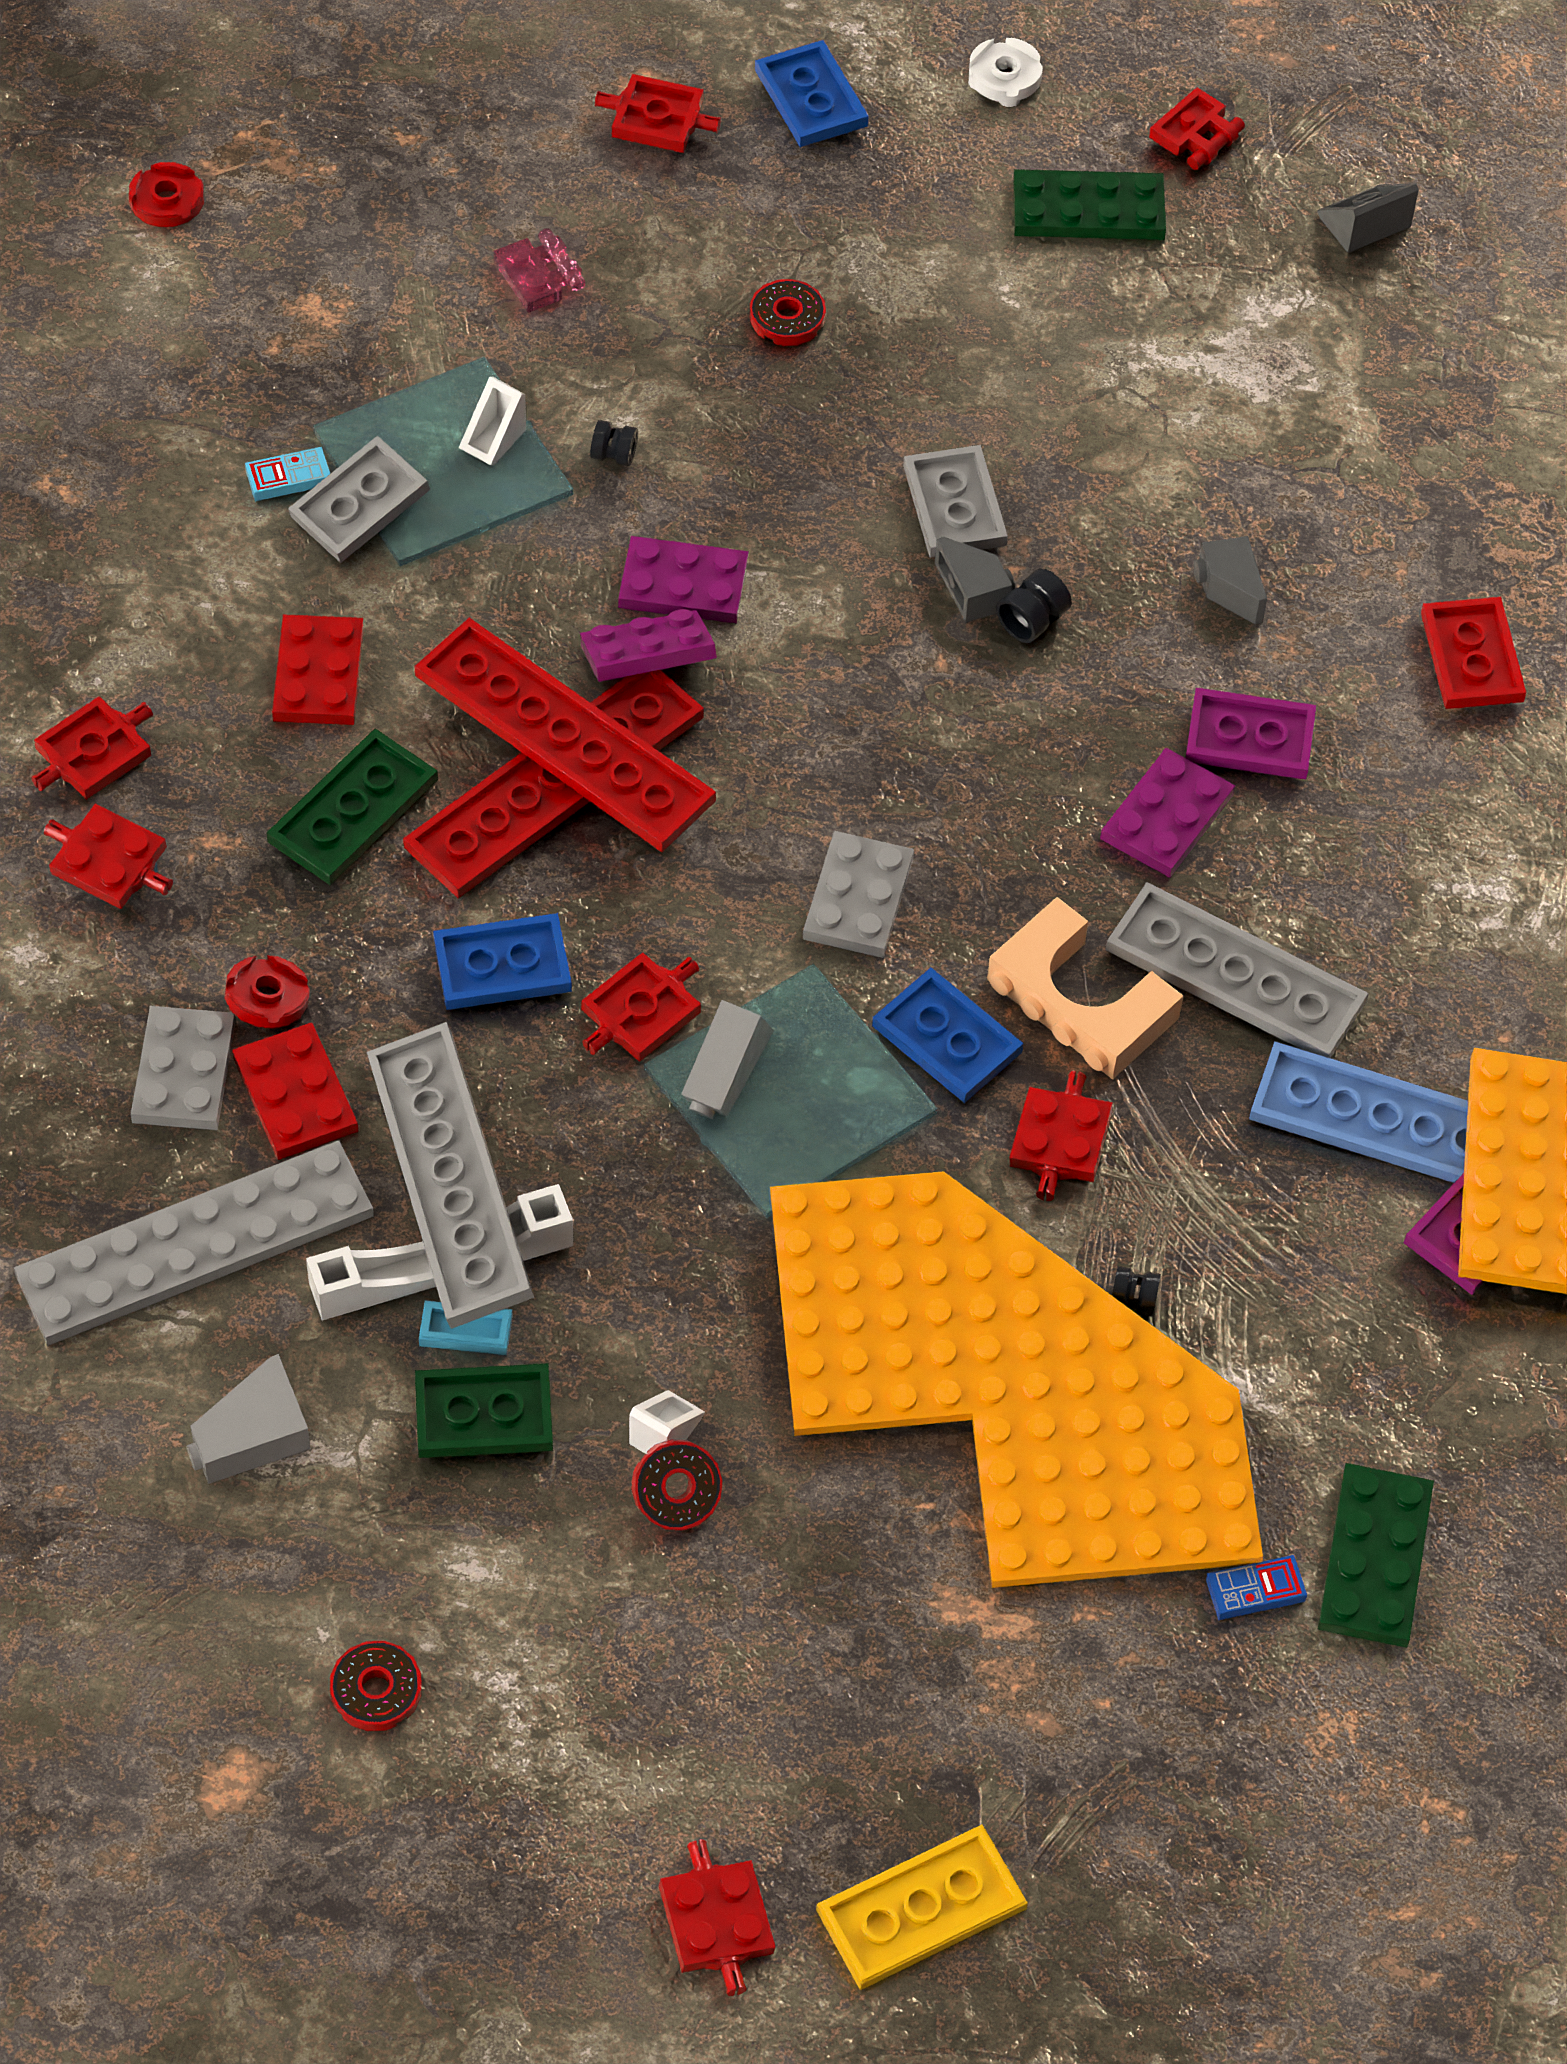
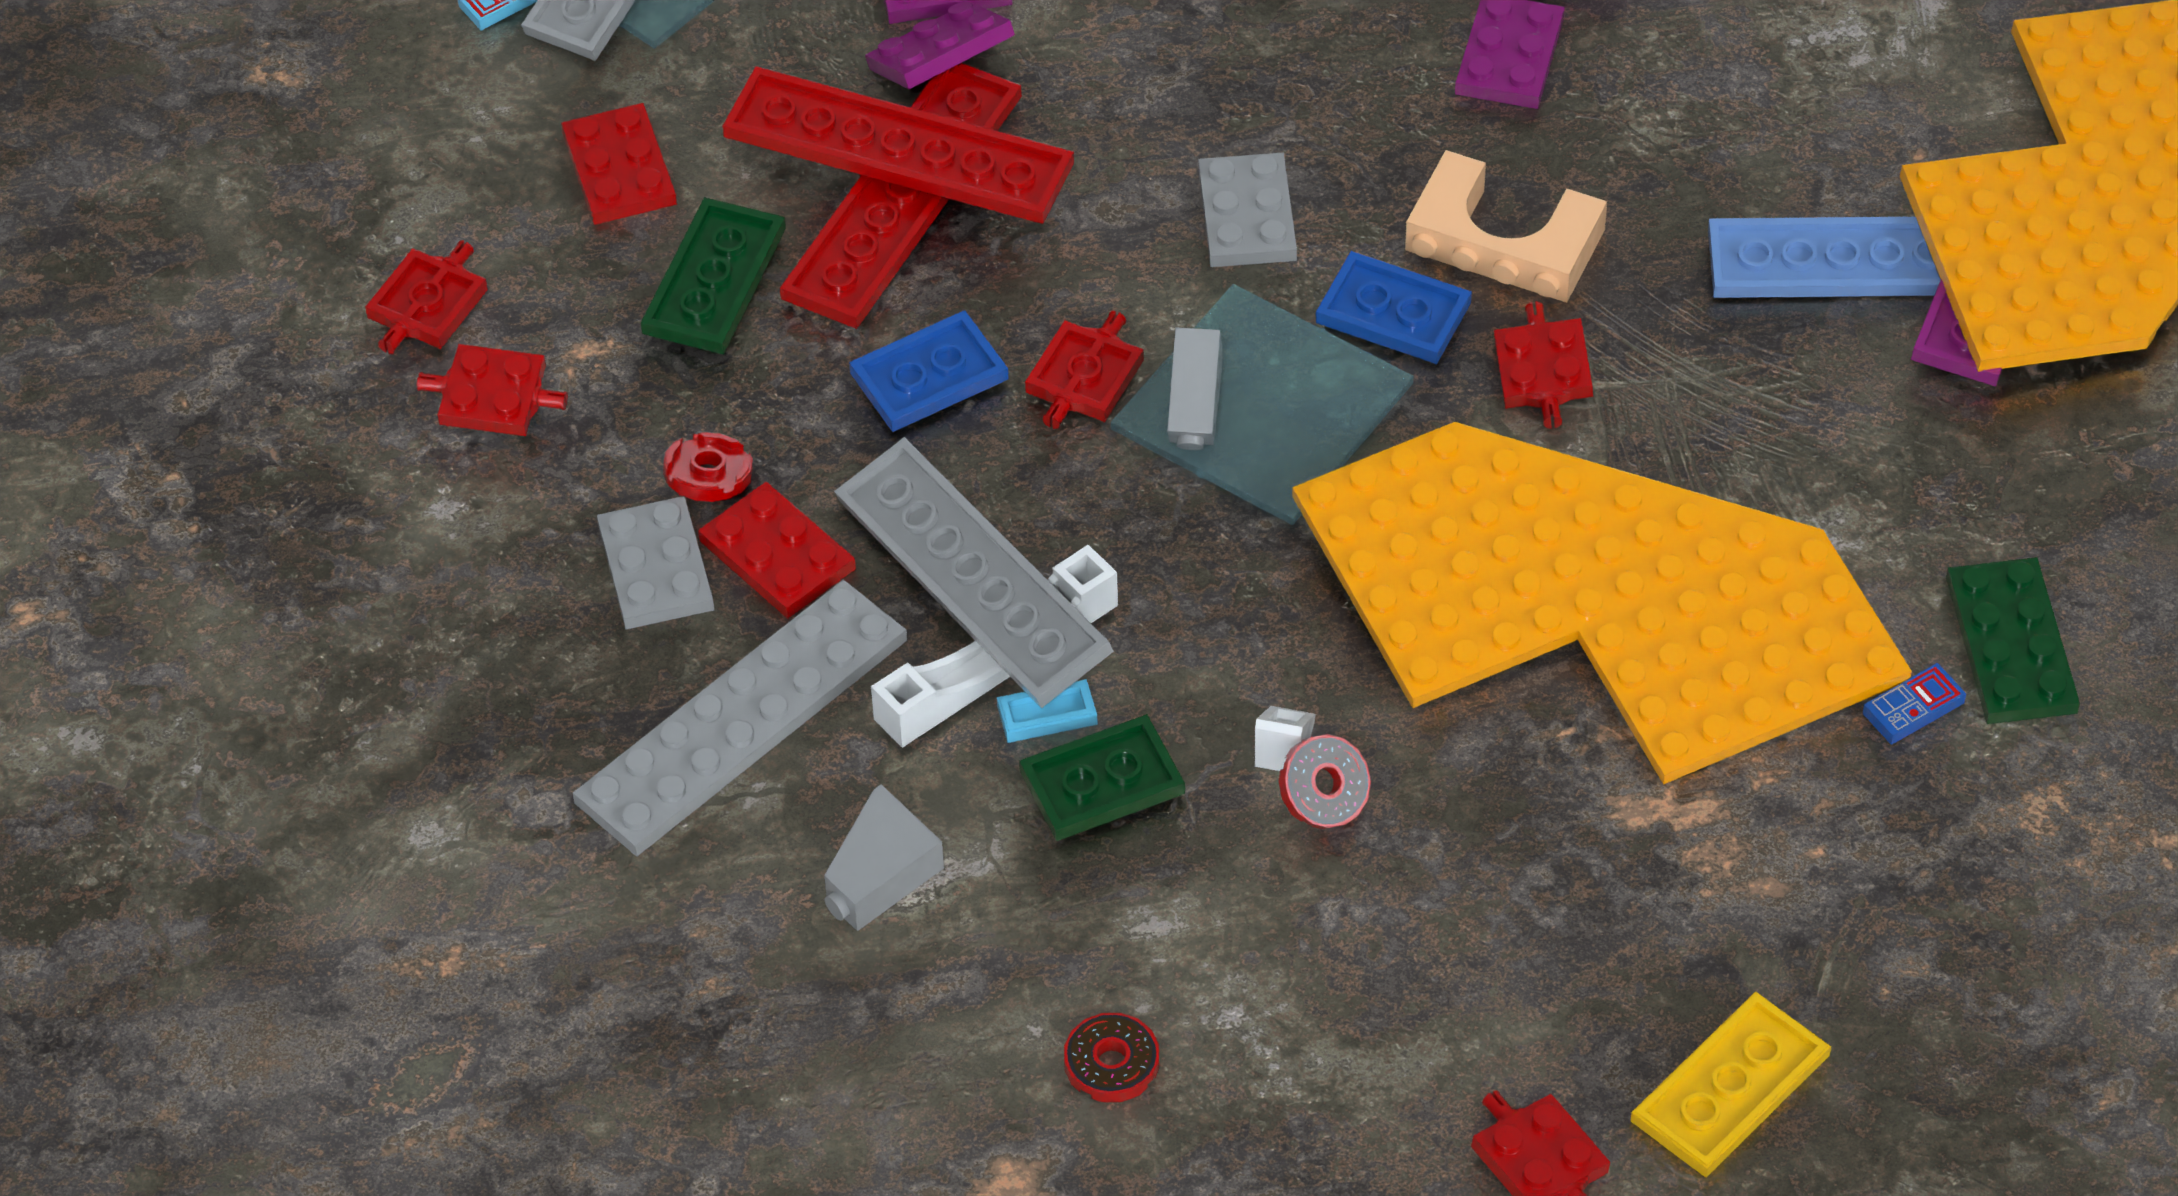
camera: 15 degrees left, 5 degrees down
(1125, 1288) = (1684, 473): black wheel -> none
(1236, 971) = (1642, 169): light grey plate -> none

